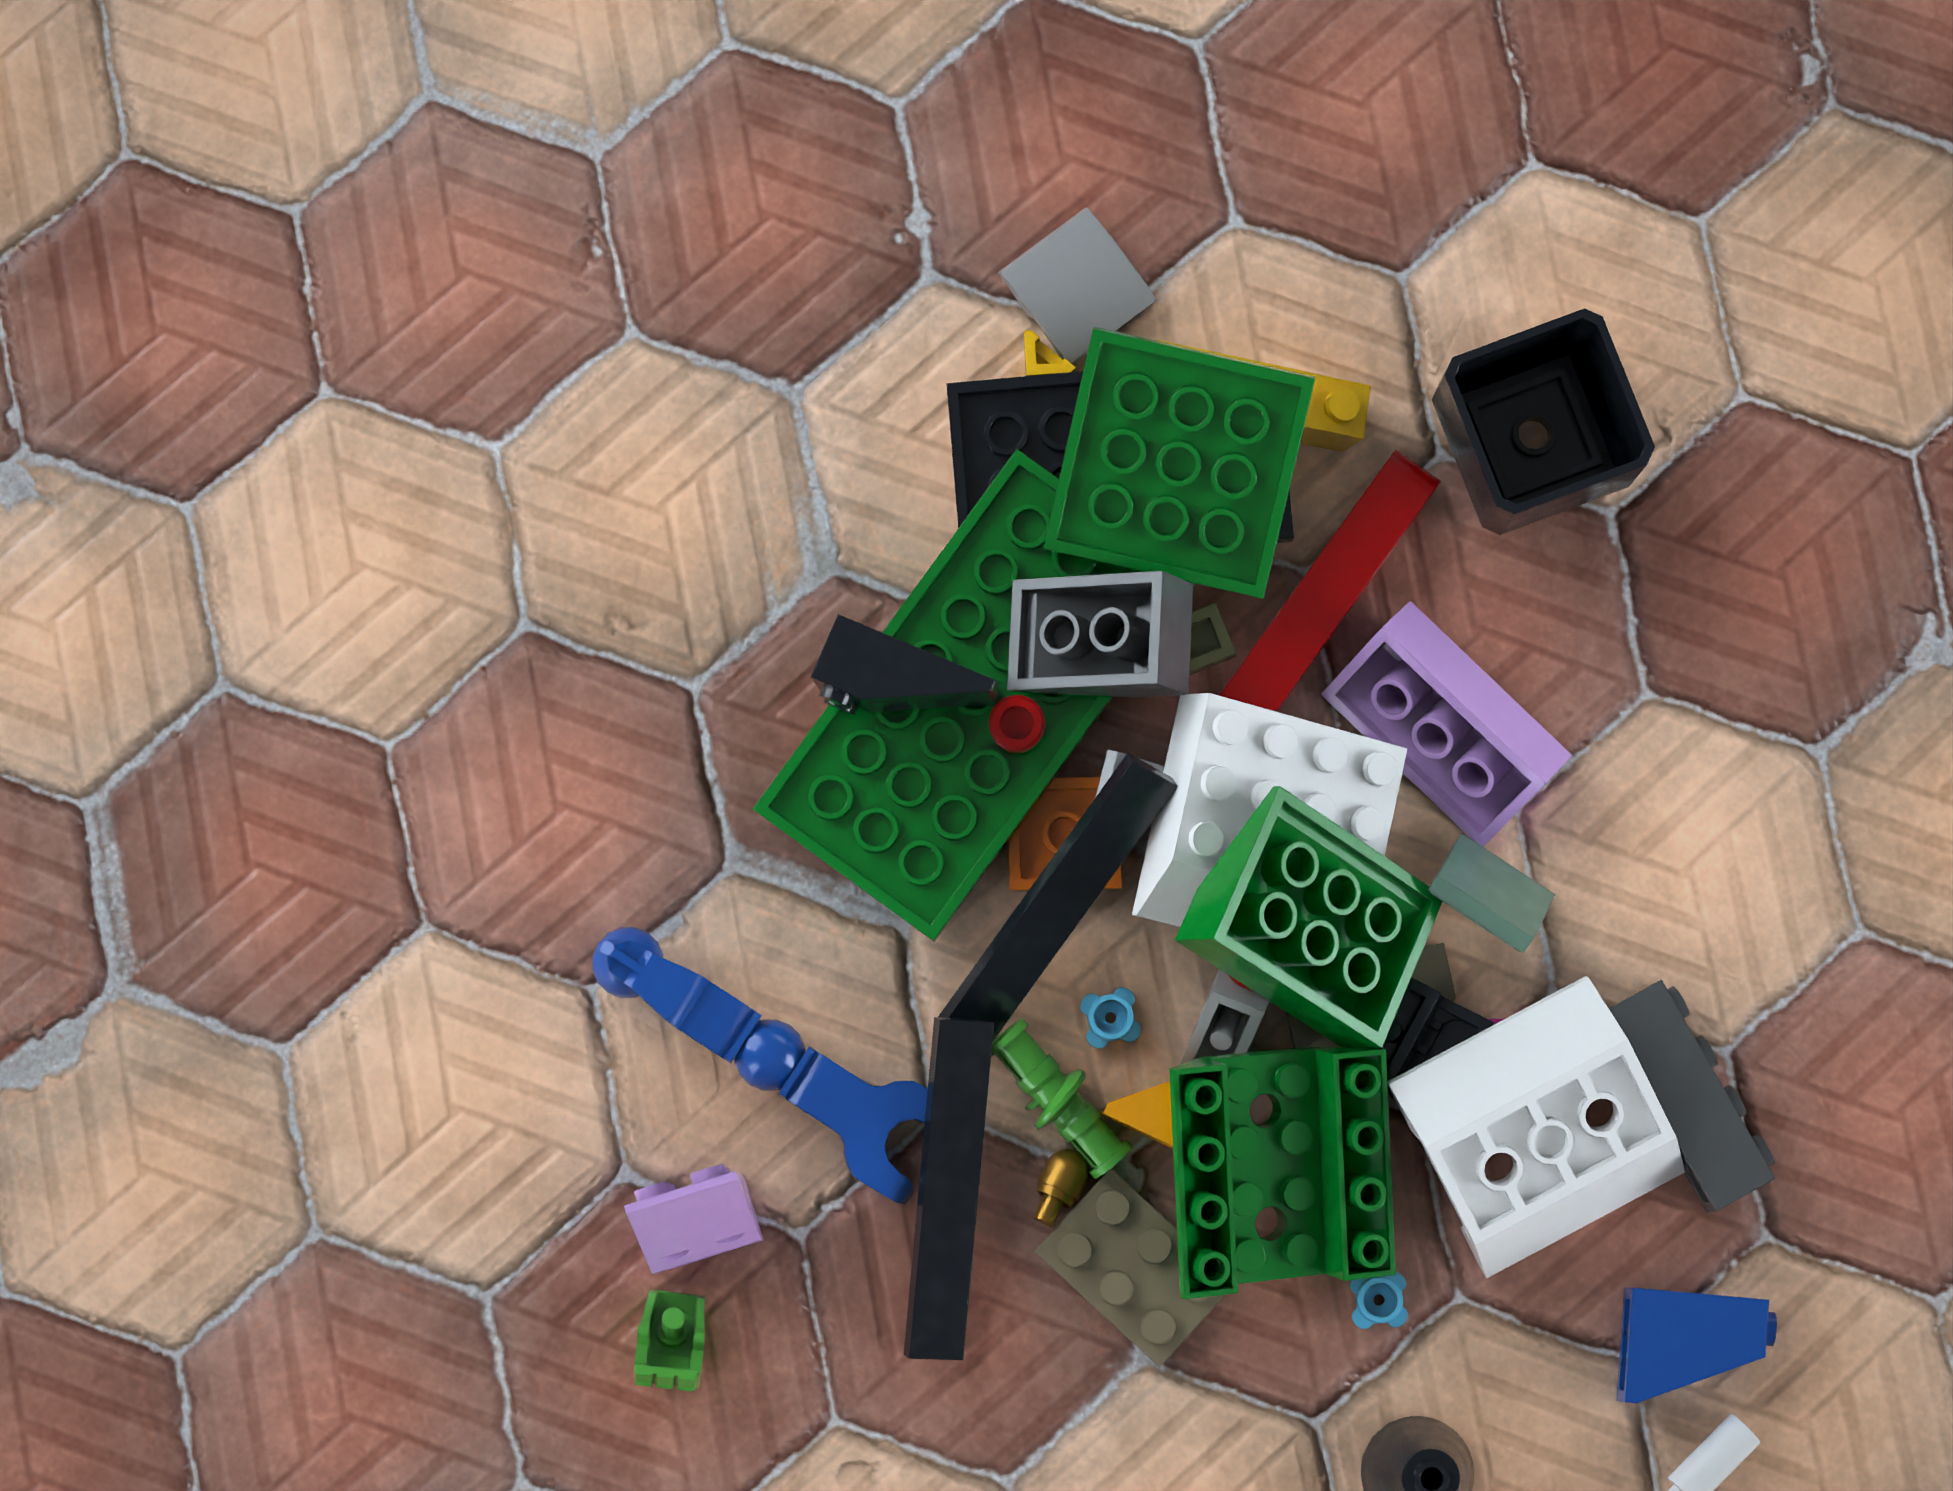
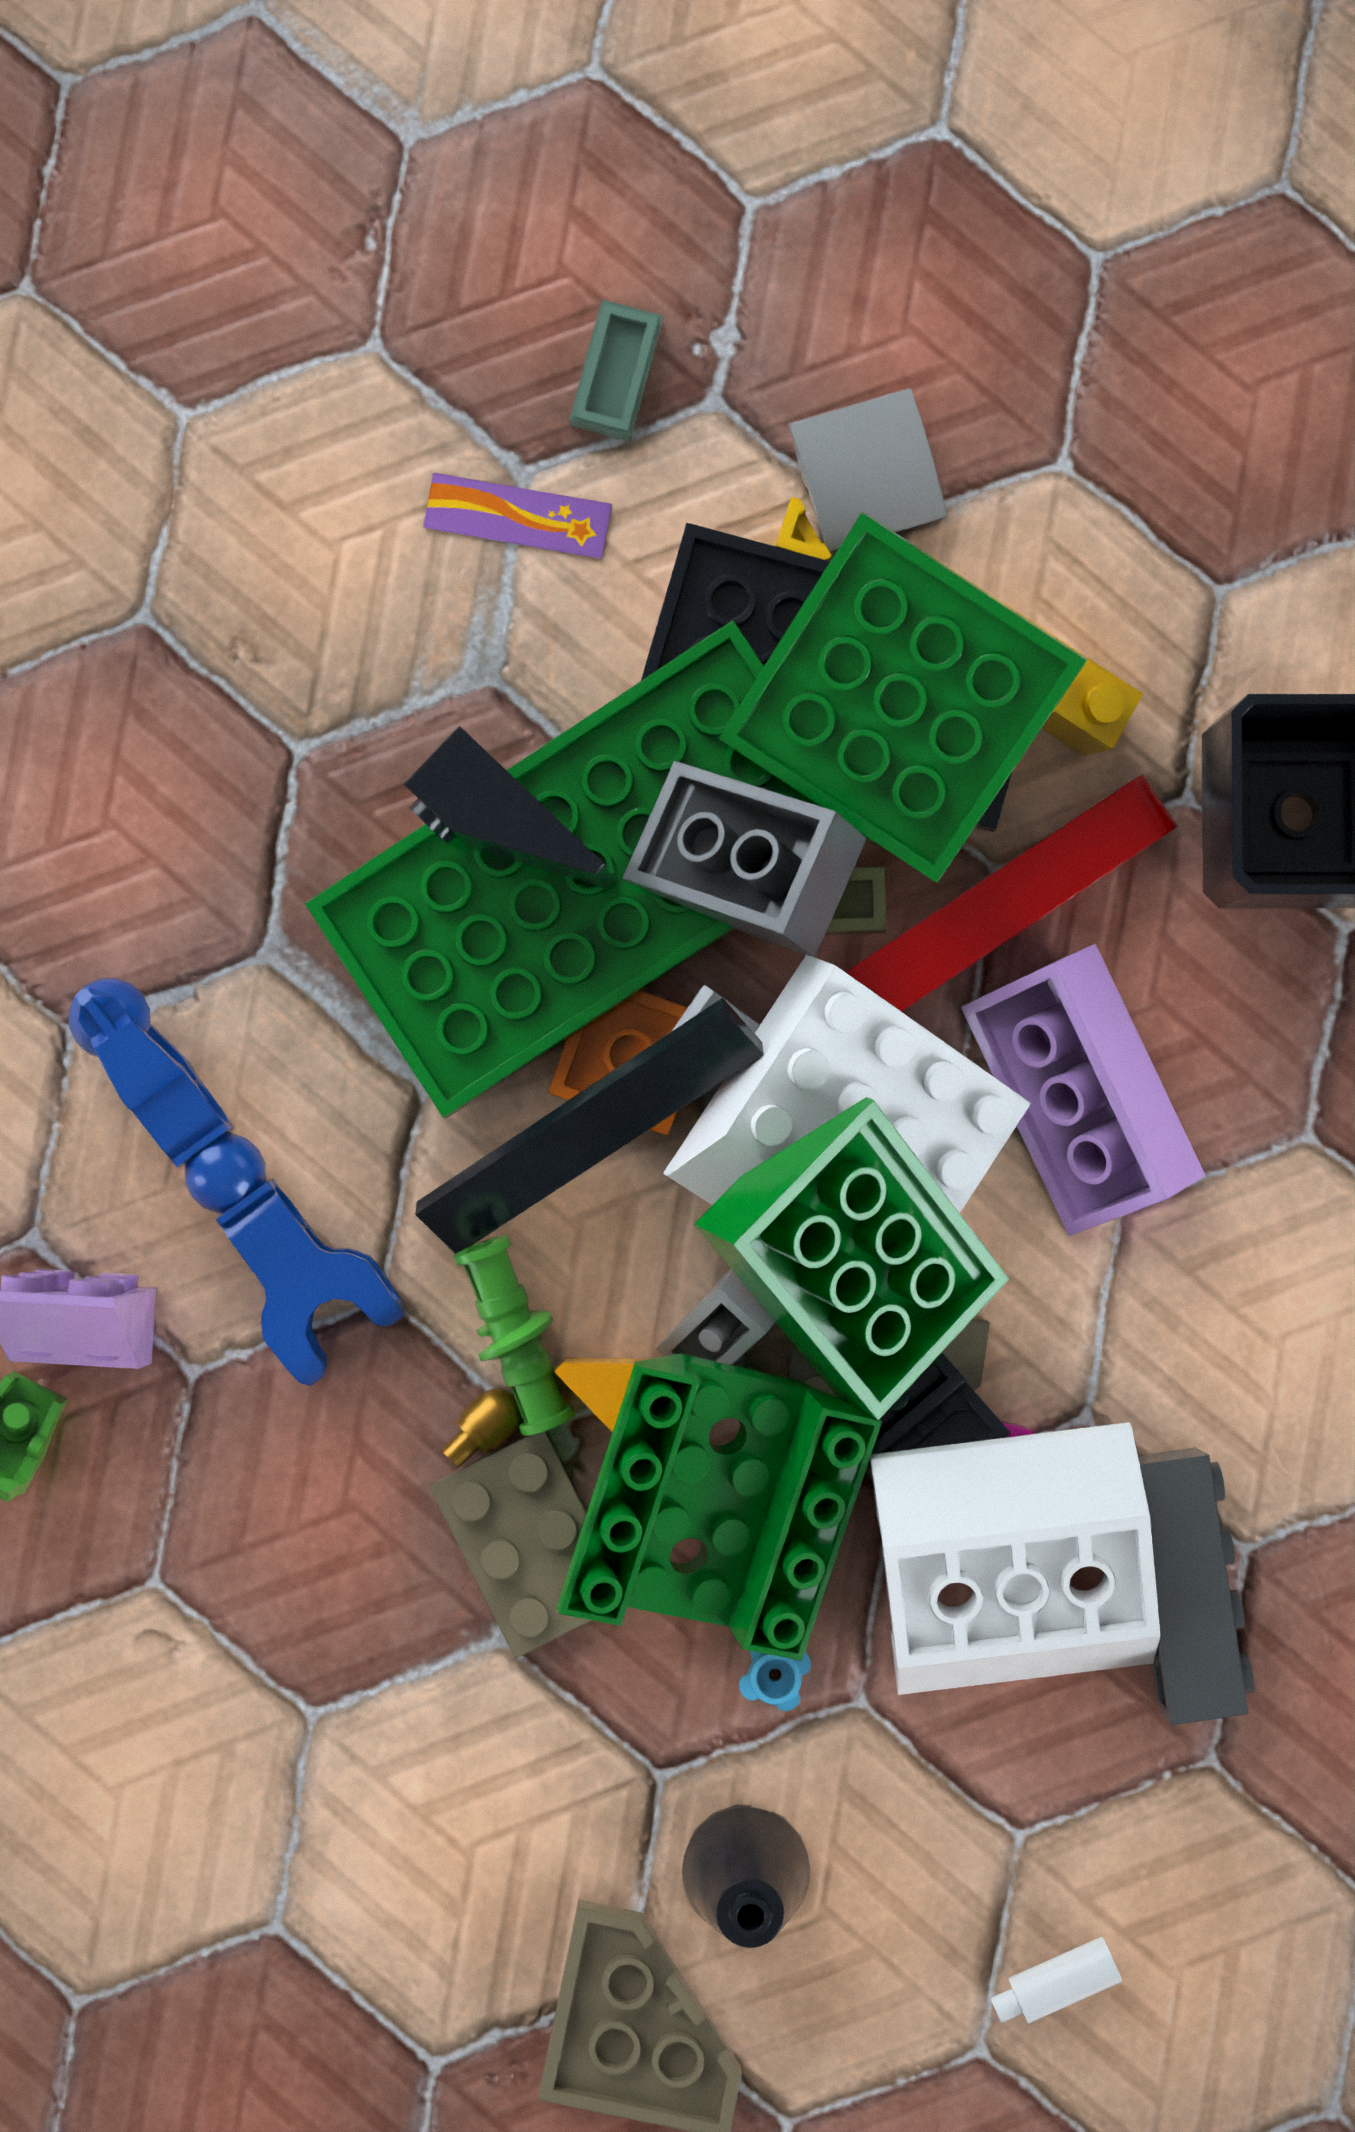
camera: 20 degrees right, 5 degrees up
(802, 428) = (517, 515): none -> medium lavender sticker
(839, 280) = (616, 370): none -> sand green tile
(948, 1189) = (360, 1387): black tile -> none
(1017, 724) = (619, 919): red tile -> none
(1100, 1030) = (592, 1254): medium azure plate -> none
(1491, 893) = (1061, 1293): sand green tile -> none
(1685, 1338) = (1086, 1844): blue slope -> none

